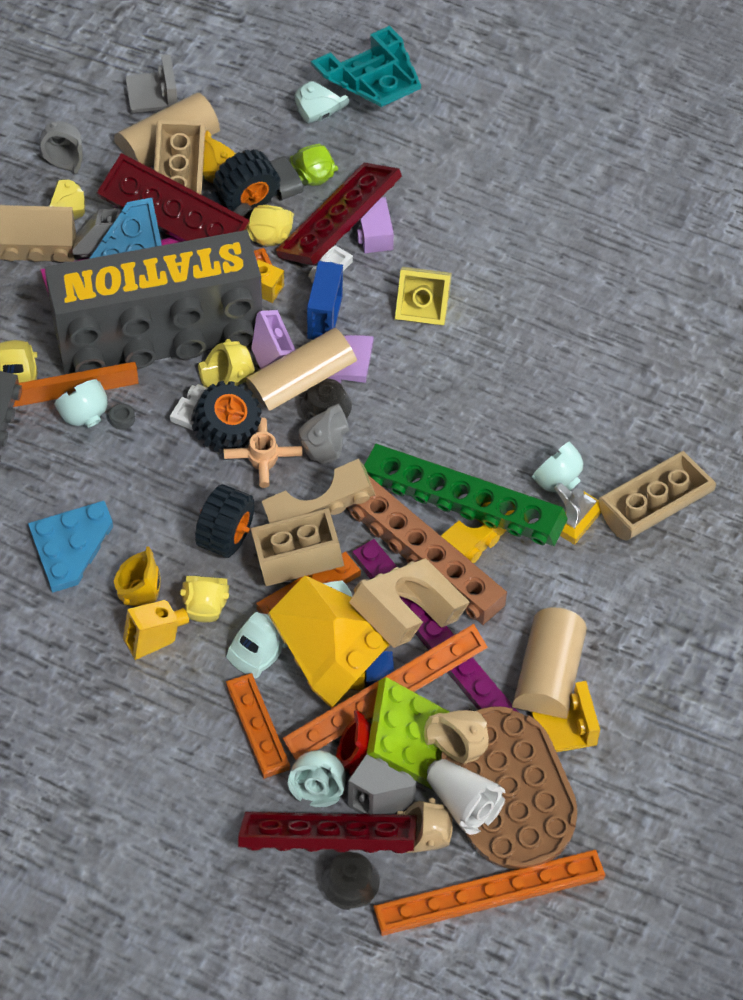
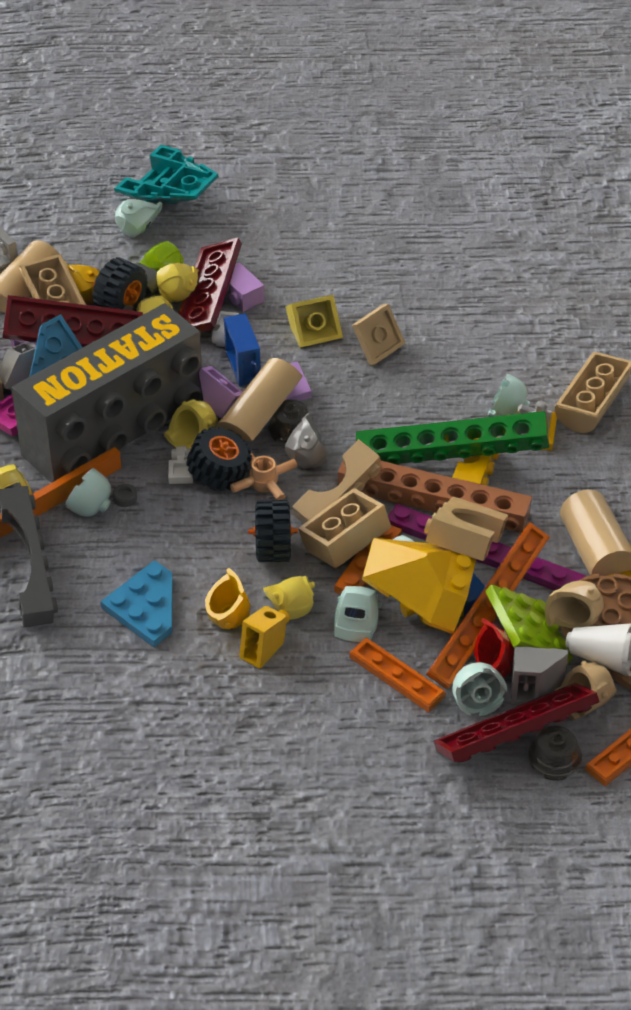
camera: 25 degrees left, 10 degrees down
(309, 195) = (177, 281): none -> light yellow helmet
(473, 339) = (378, 334): none -> tan tile

